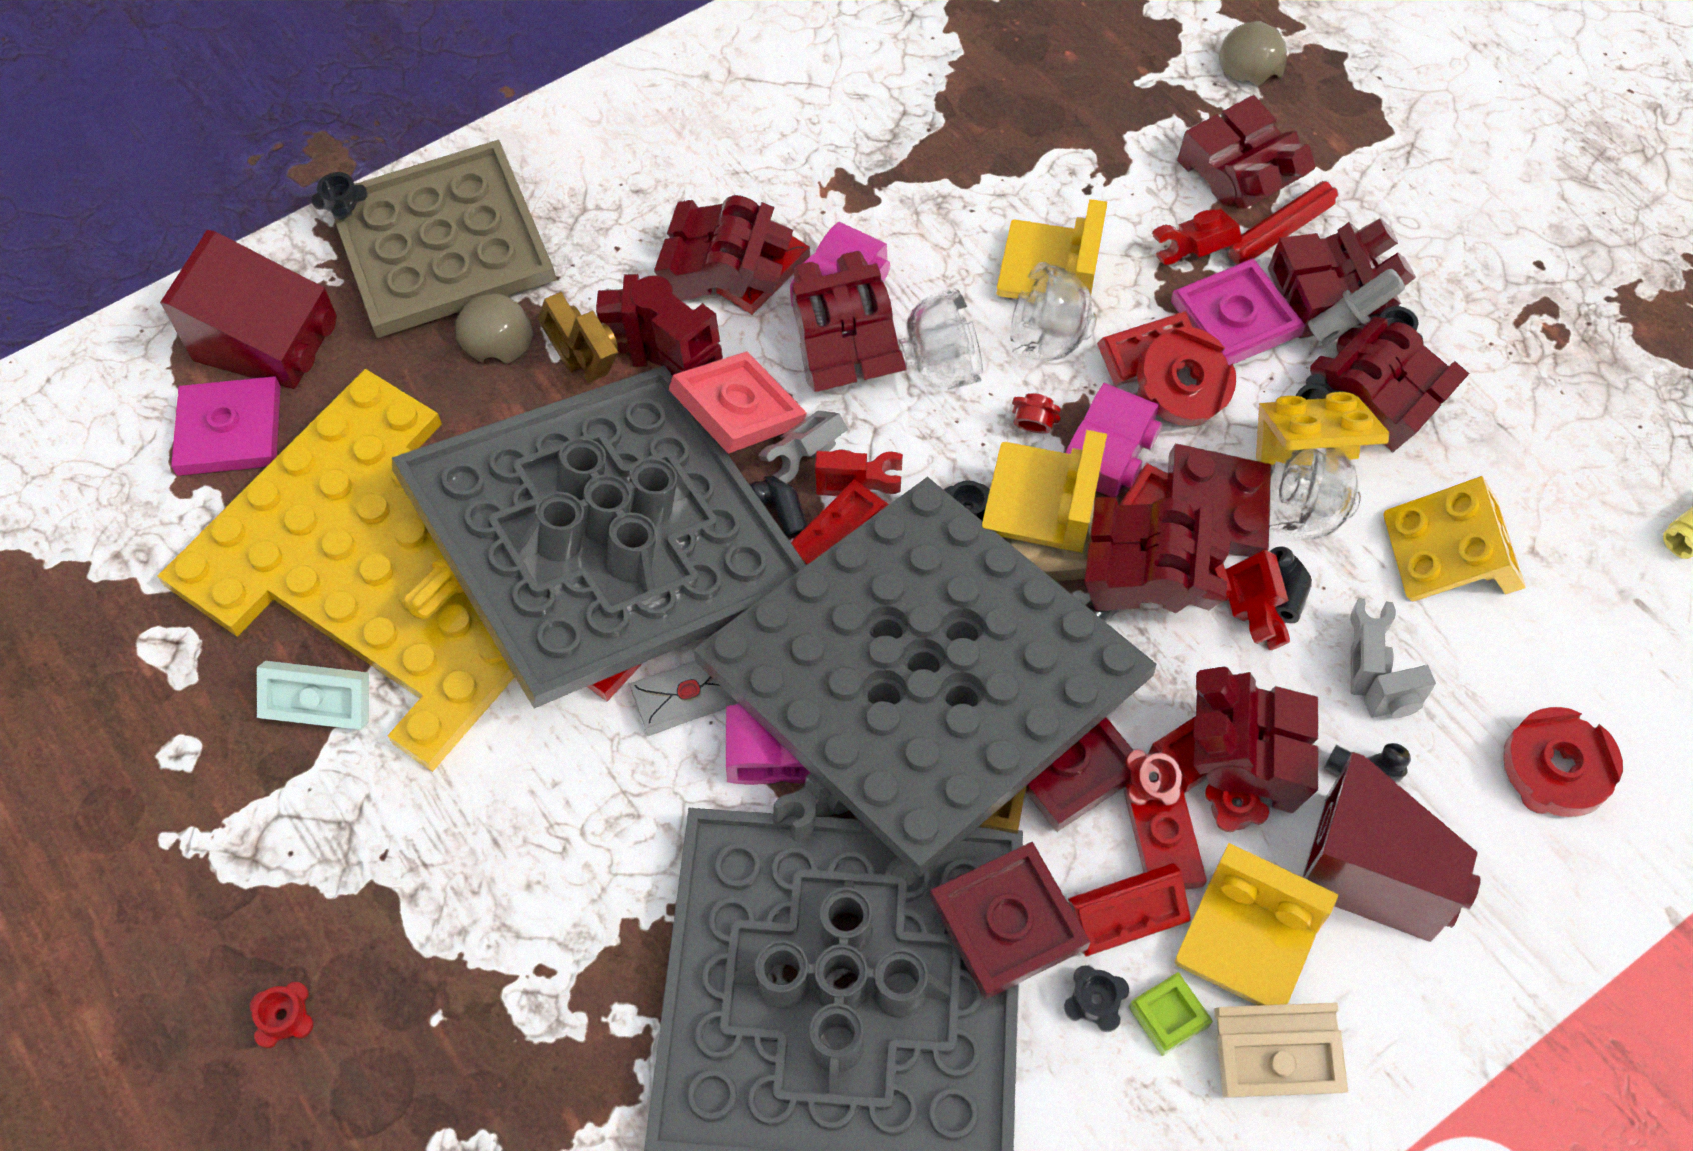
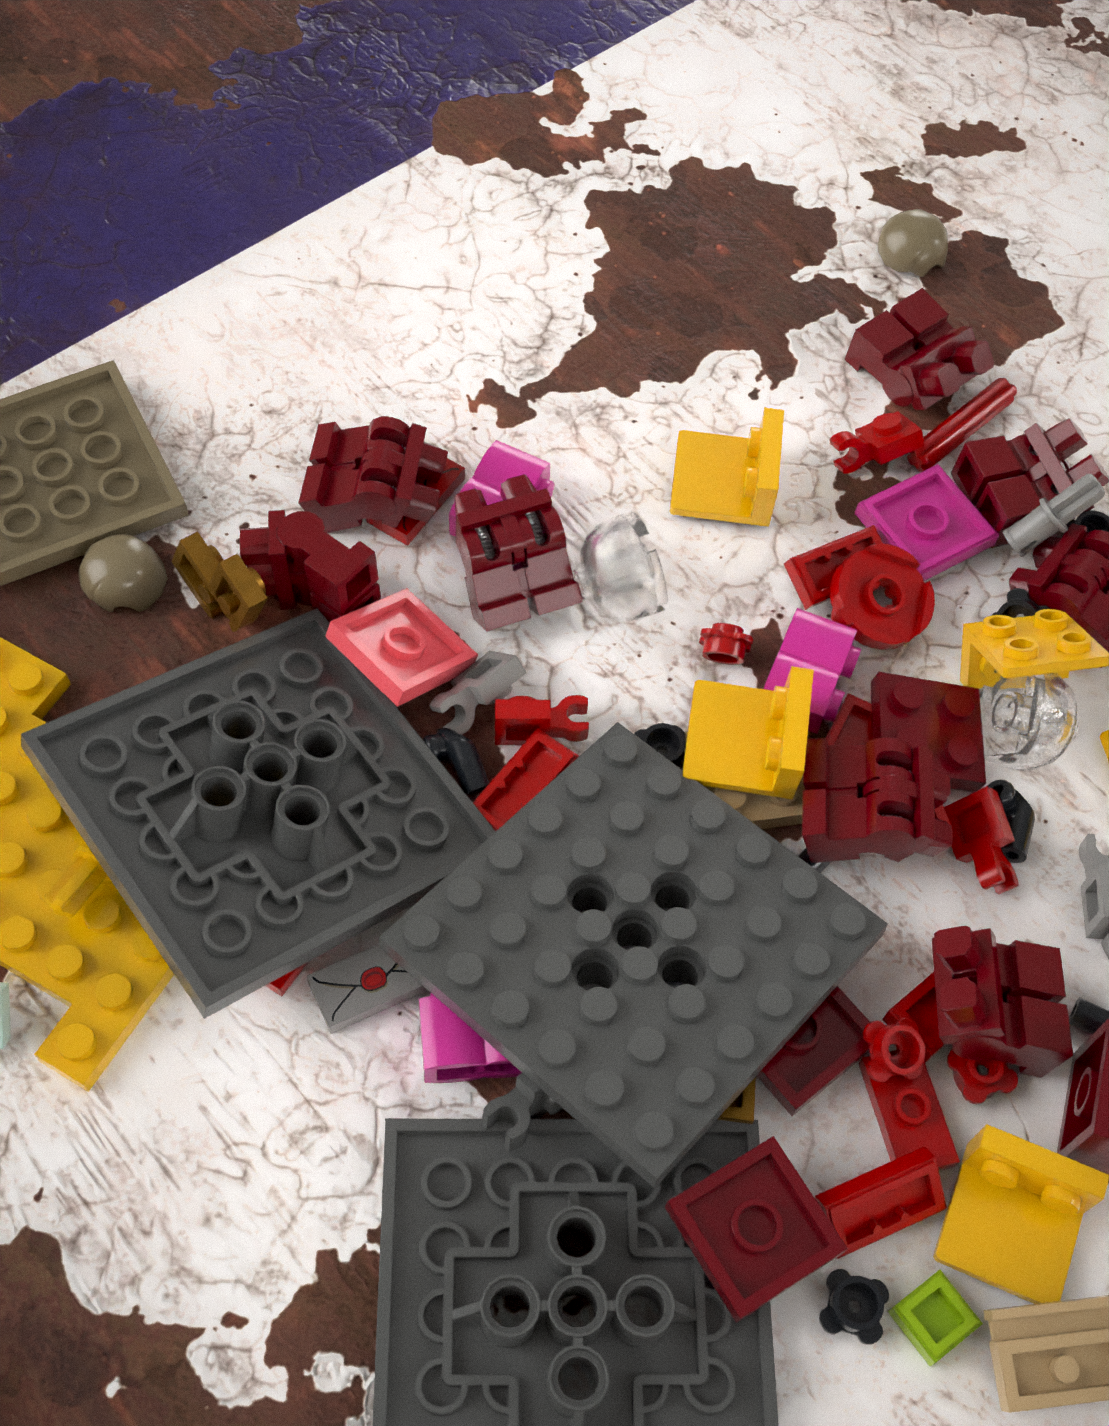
camera: 10 degrees left, 0 degrees up
(1053, 315) = (733, 535): clear cylinder -> none

